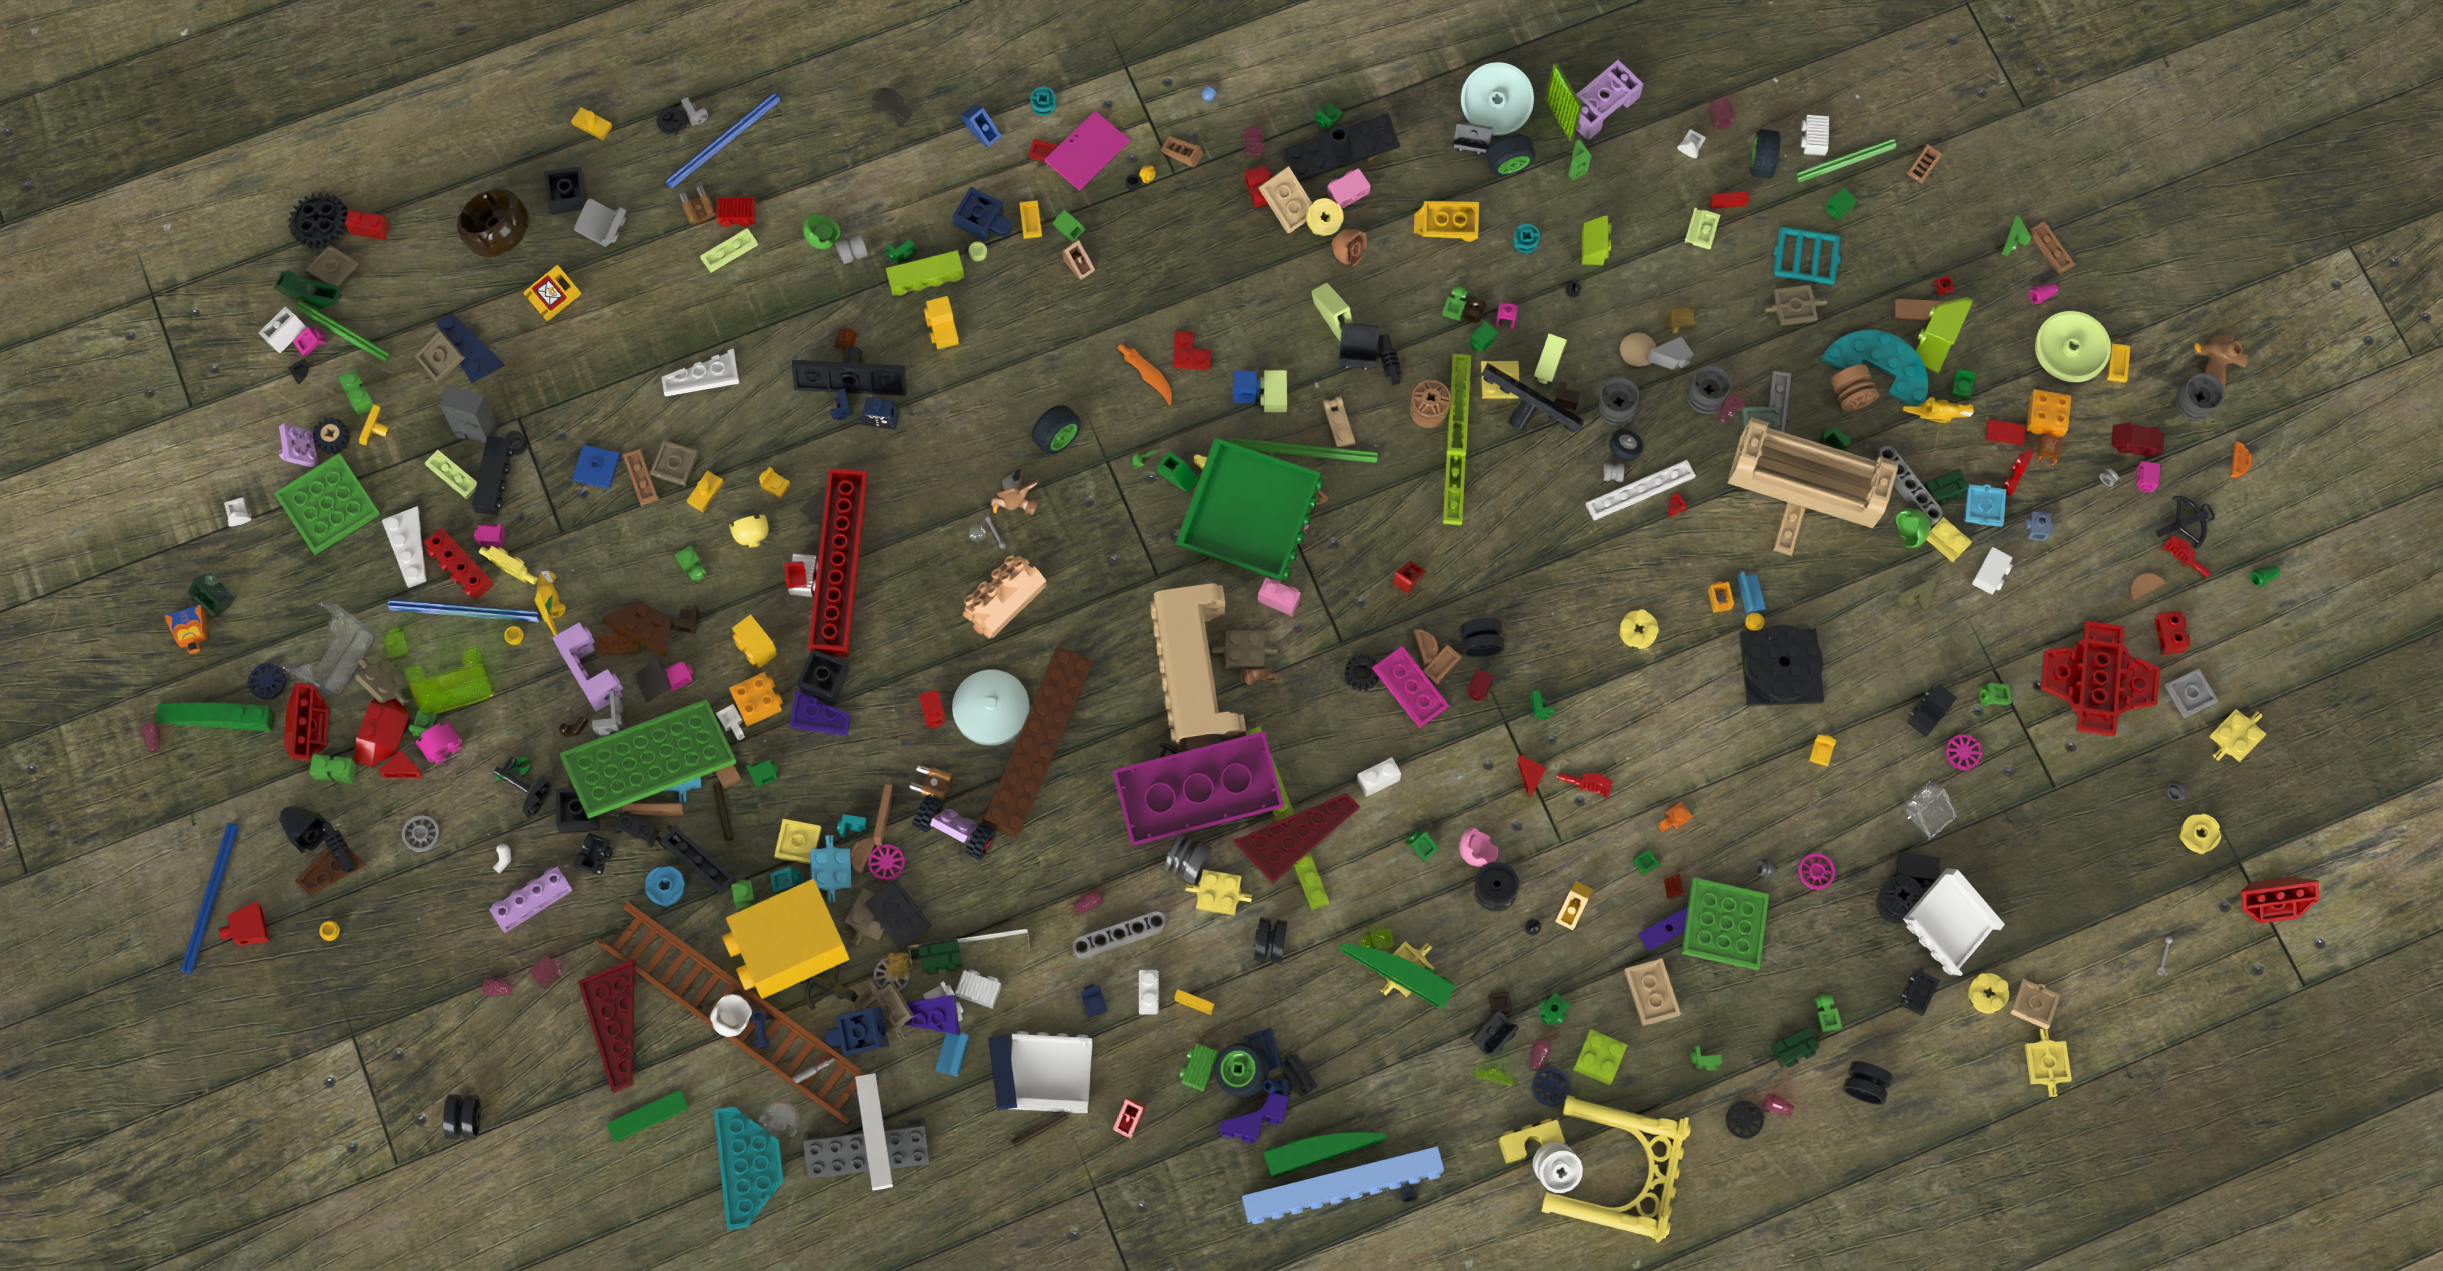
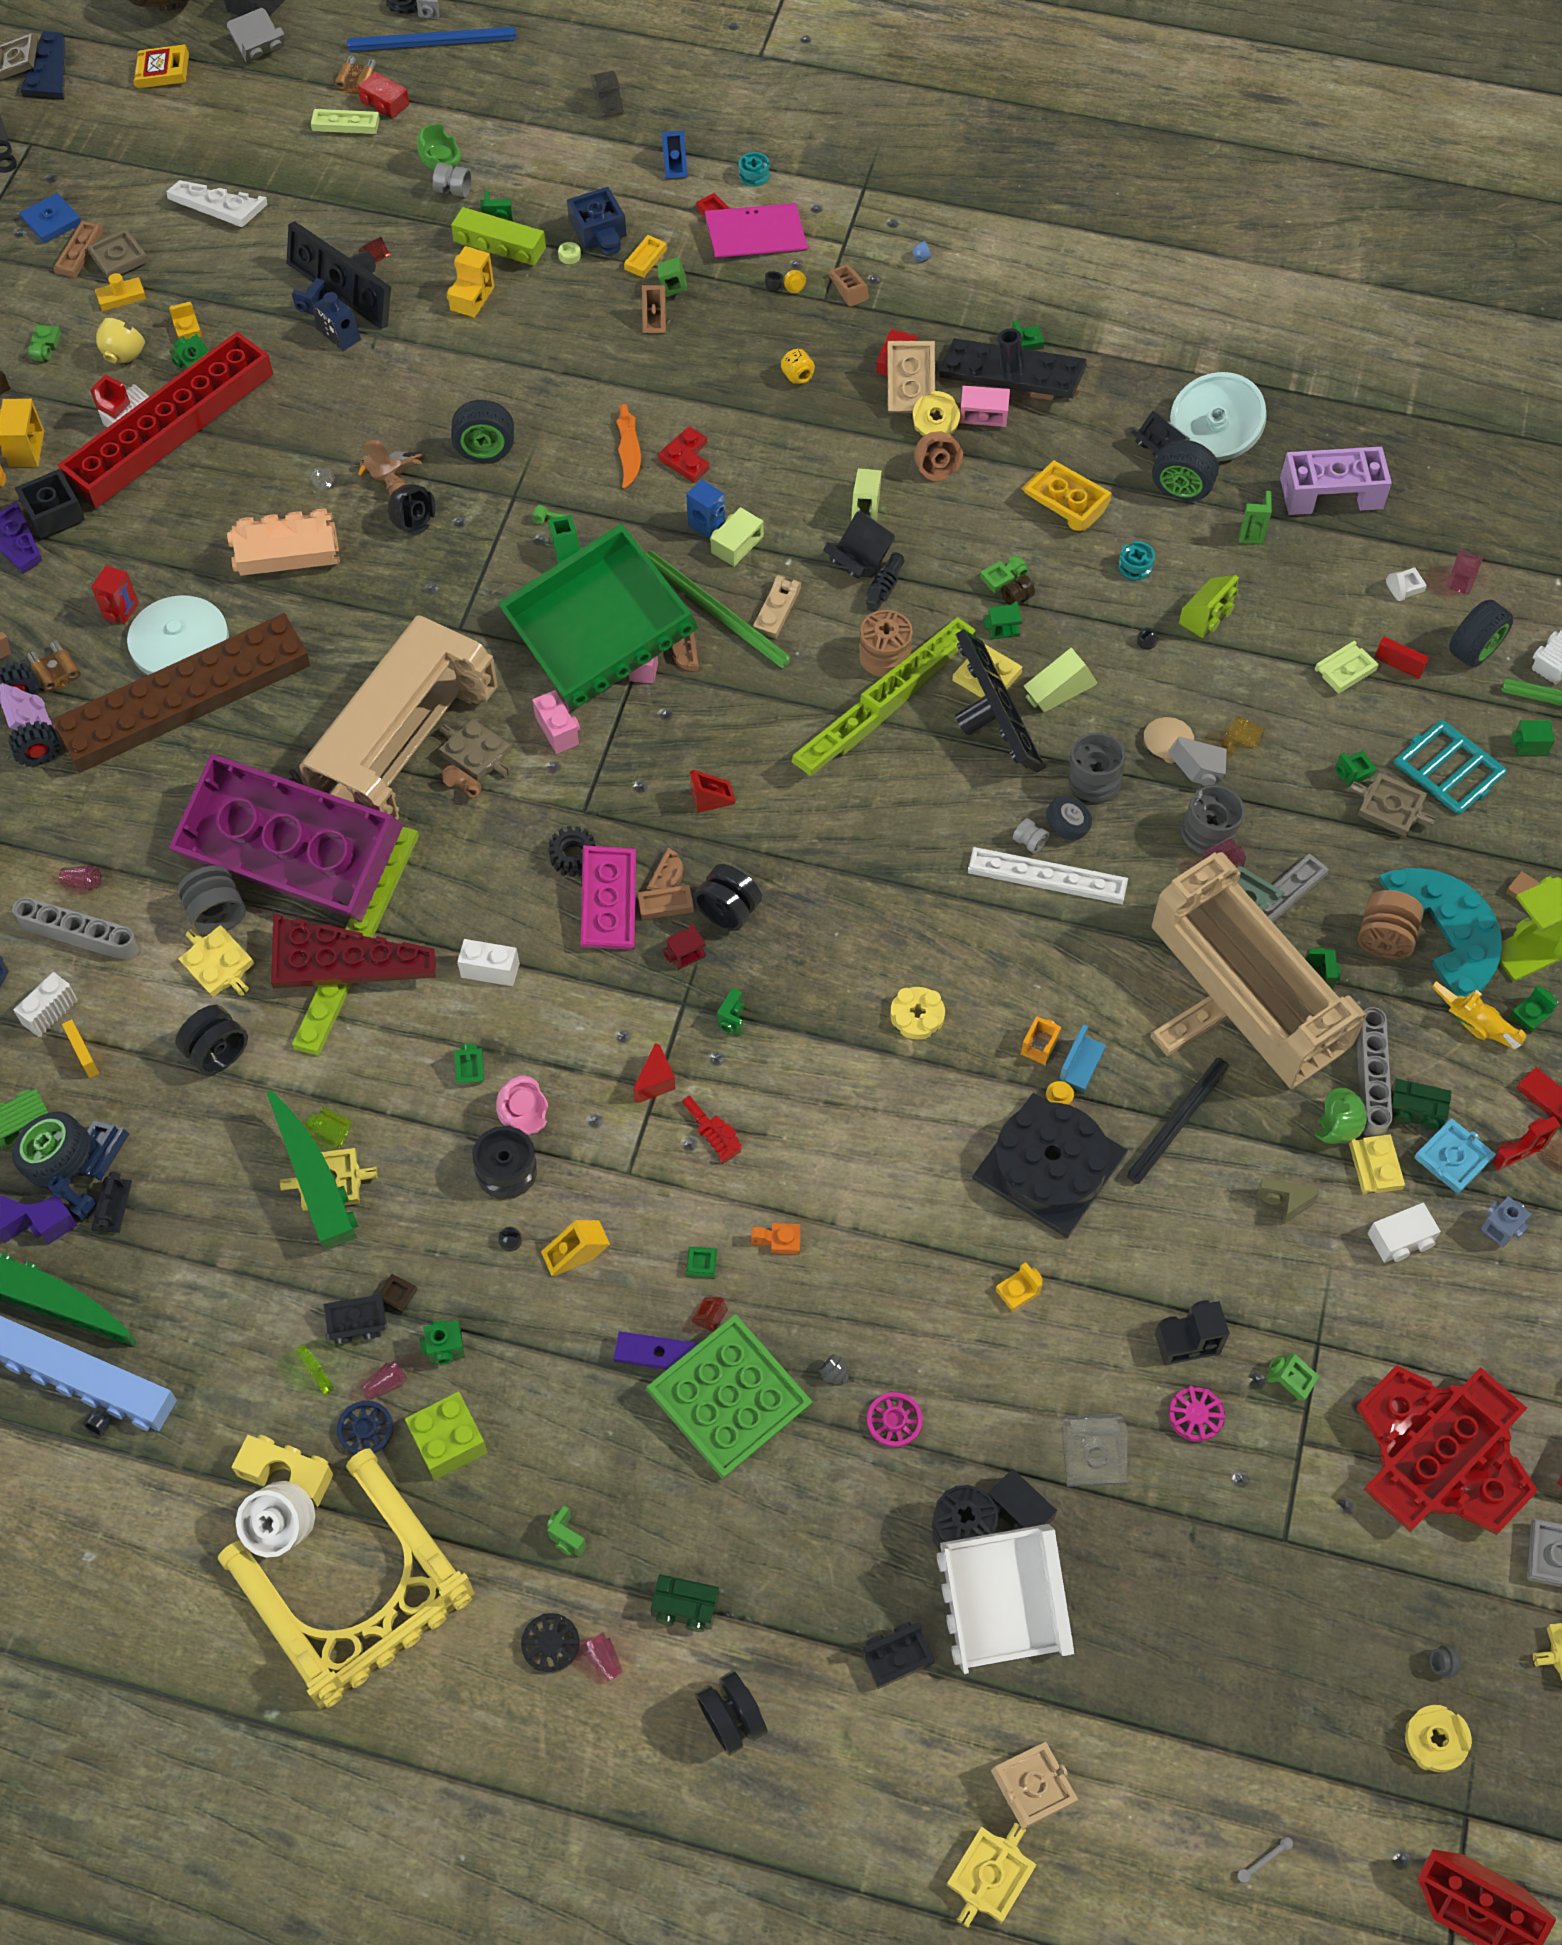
camera: 40 degrees right, 10 degrees down
(805, 504) = (192, 345): none -> green brick
(1002, 545) = (346, 476): light grey hinge -> none
(1055, 515) = (411, 508): none -> black cylinder
(1207, 239) = (797, 366): none -> yellow head
(1253, 141) = (928, 314): clear pink bracket -> none
(1507, 311) = (1052, 610): dark pink window -> none
(1563, 101) = (1285, 447): clear neon green piece -> none
(1566, 398) = (1043, 732): dark brown panel -> none
(1652, 992) = (575, 1410): tan plate -> none
(1676, 504) = (1075, 916): red tile -> none
(1758, 295) = (1354, 768): none -> green bracket
(1827, 590) = (1177, 1121): none -> black axle
(1828, 1018) = (758, 1600): bright green plate -> none
(1985, 982) = (1006, 1727): light yellow plate -> none

